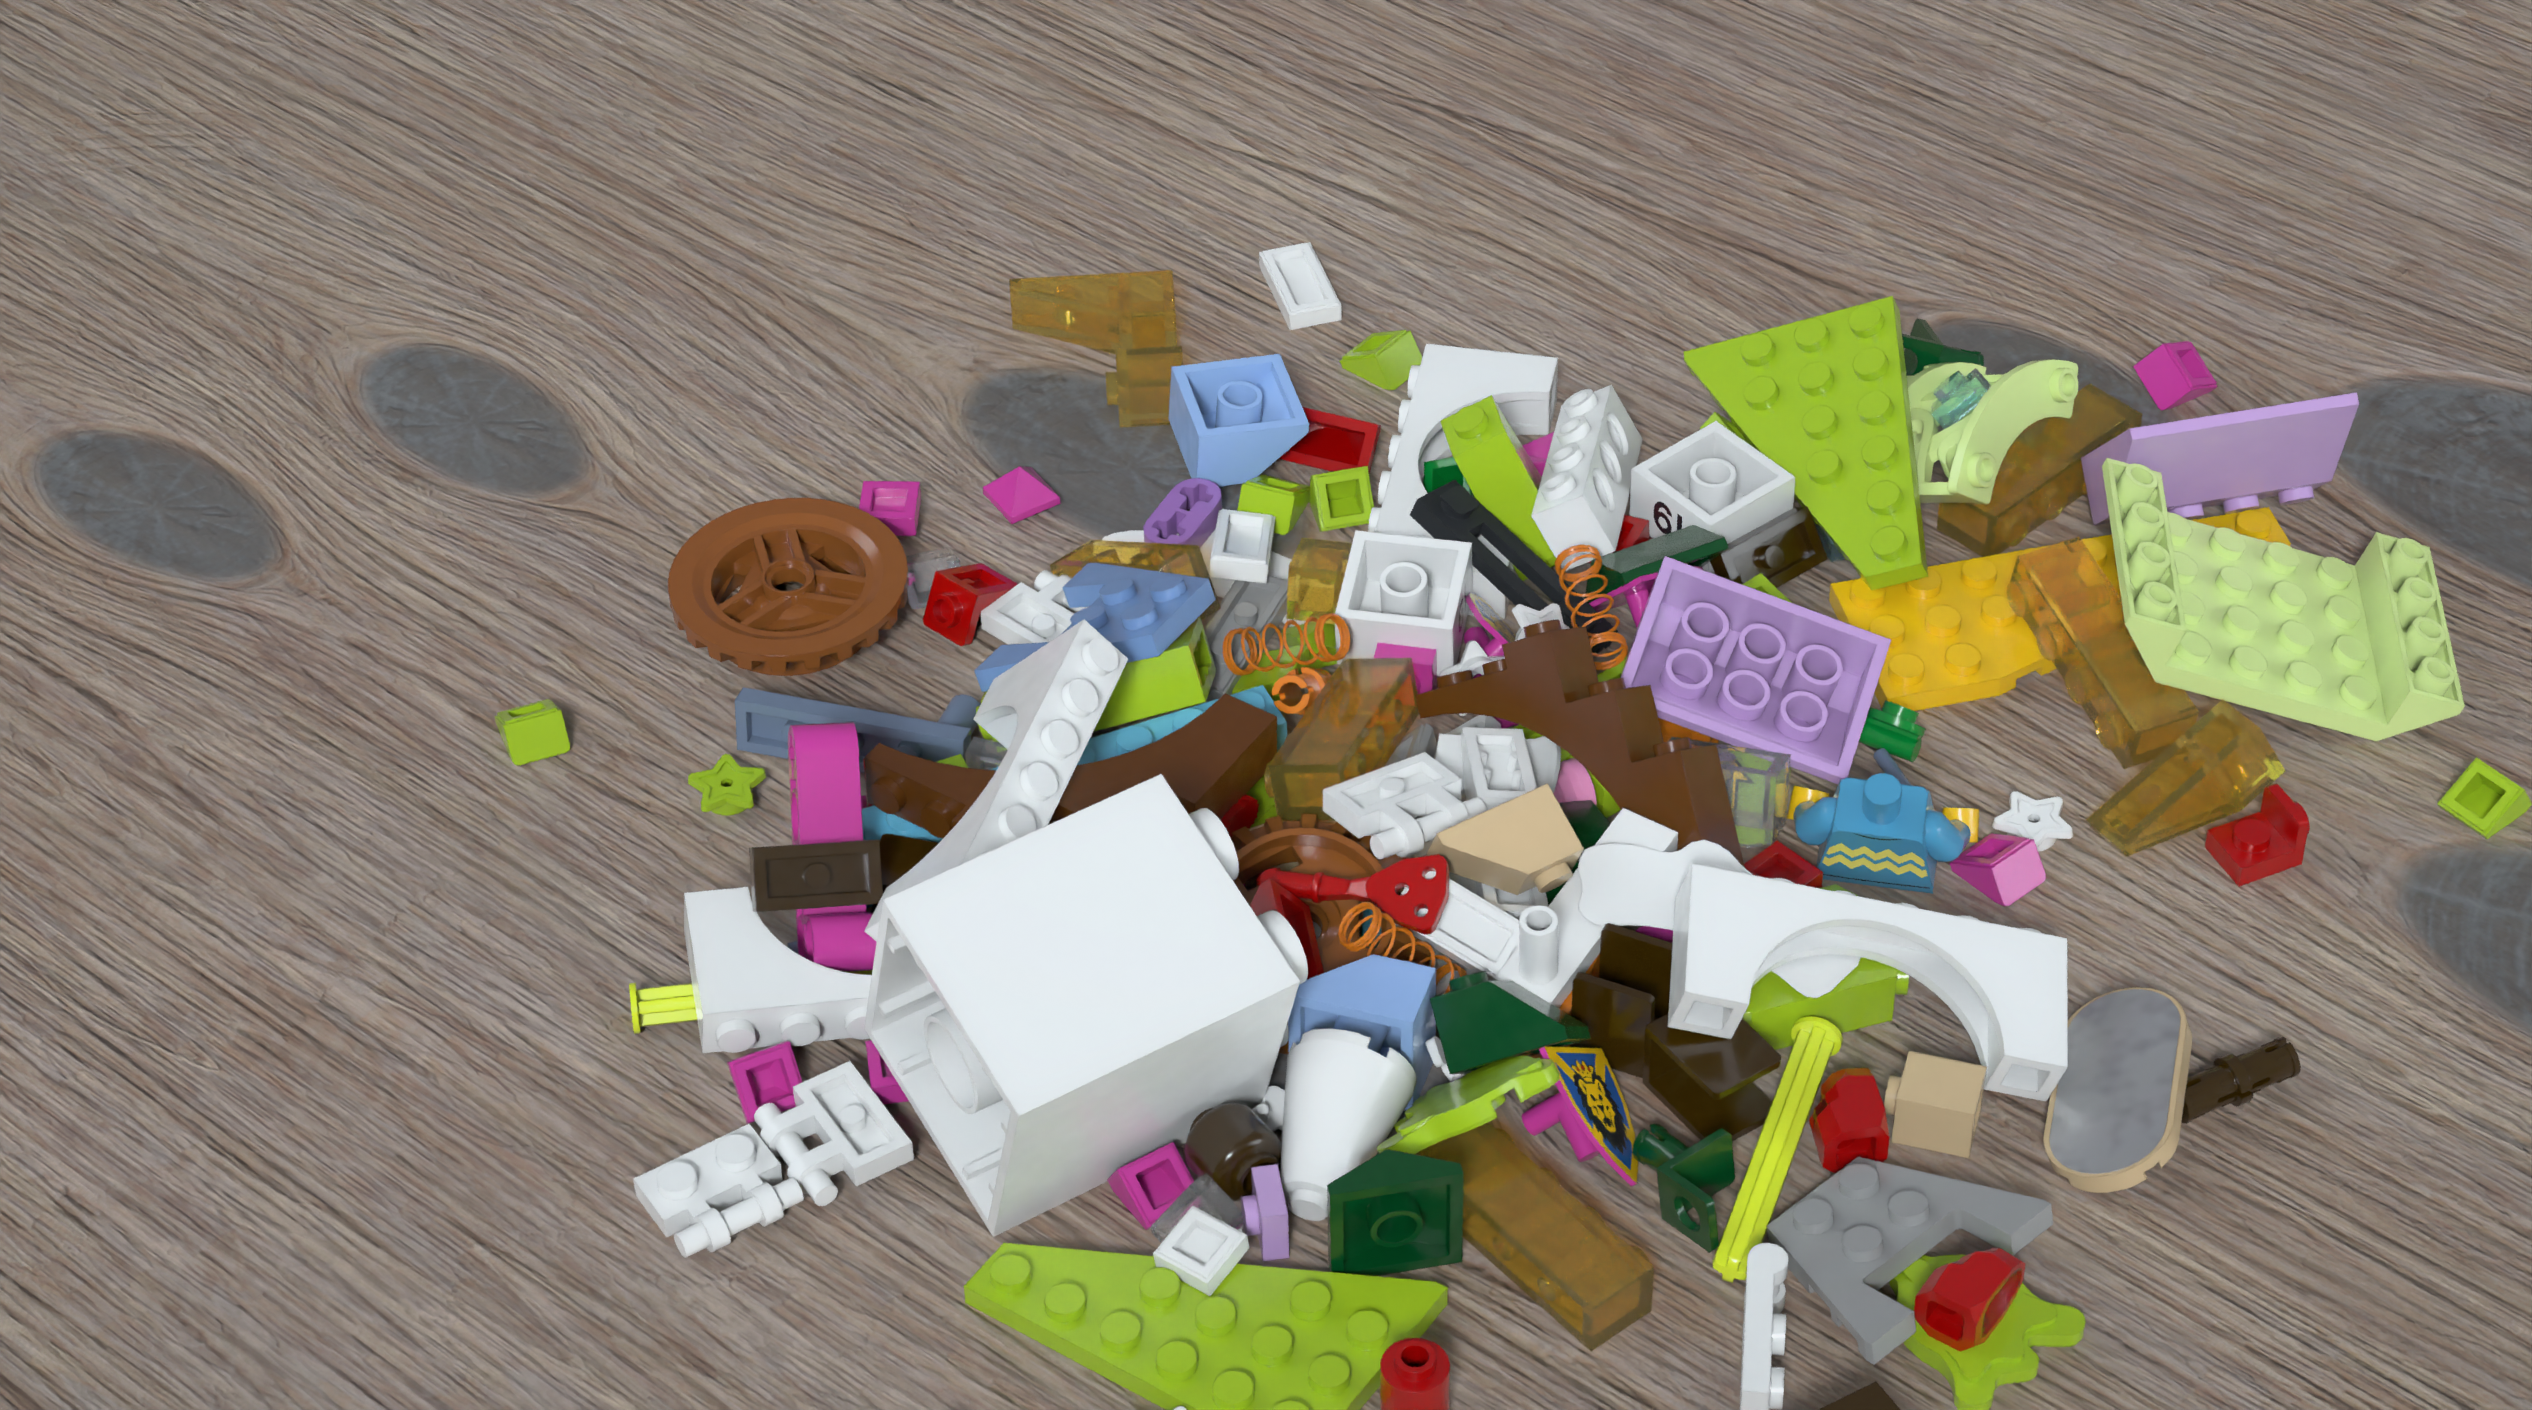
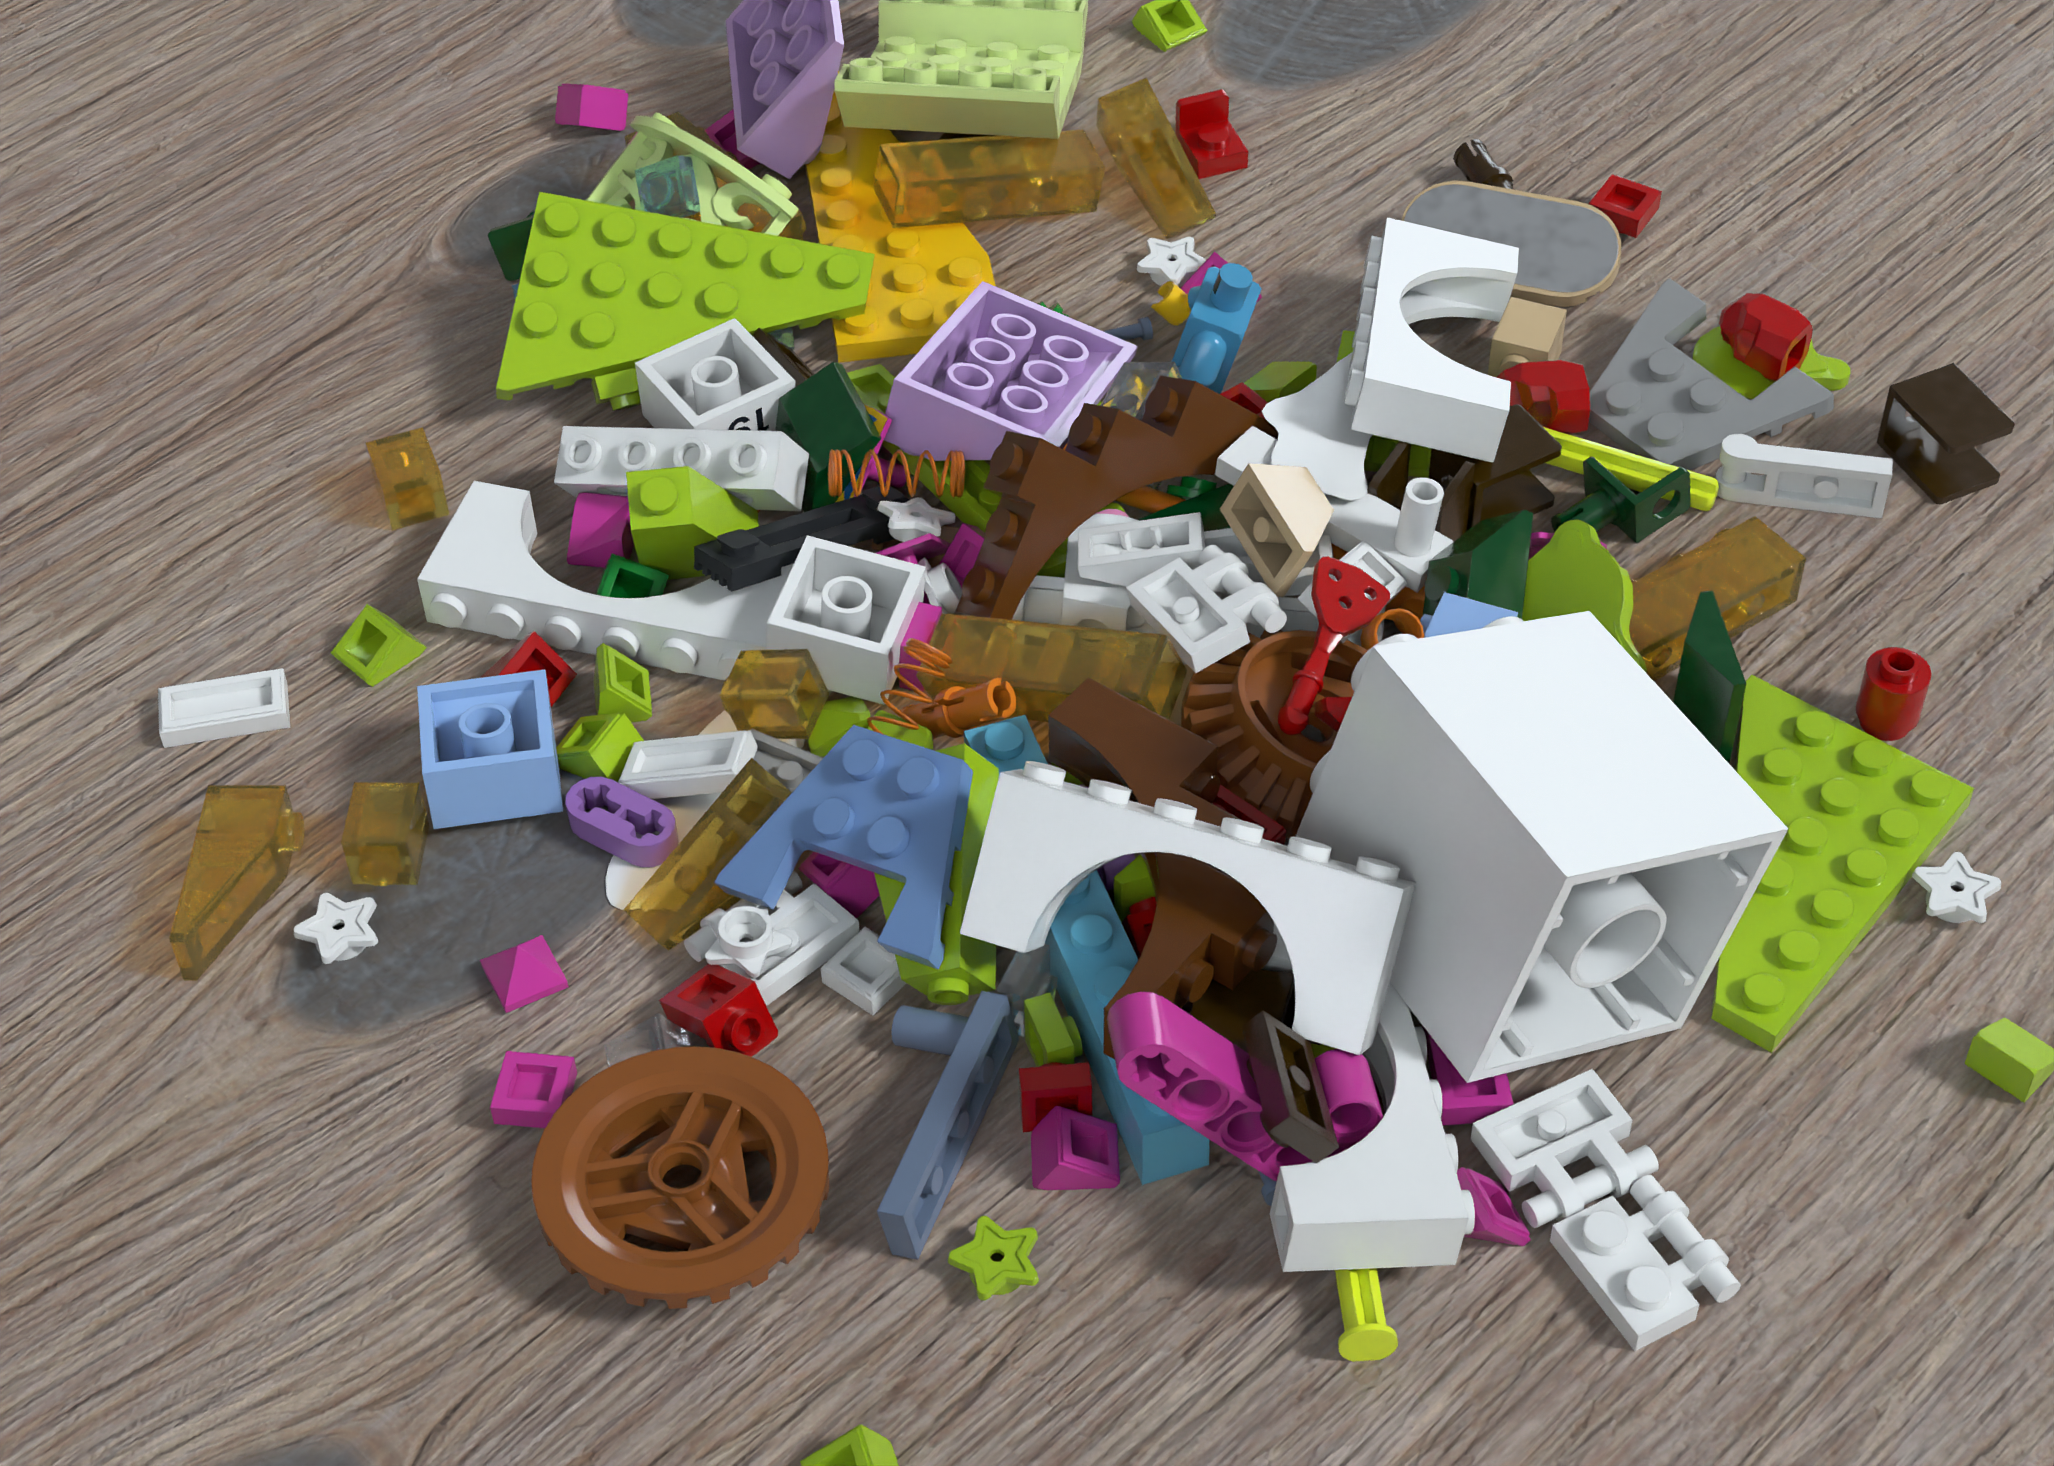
camera: 85 degrees left, 5 degrees up
(1021, 597) = (745, 923): none -> white plate
(1057, 385) = (340, 943): none -> white plate
(1582, 332) = (407, 478): none -> clear yellow brick
(2227, 1198) = (1627, 204): none -> red plate

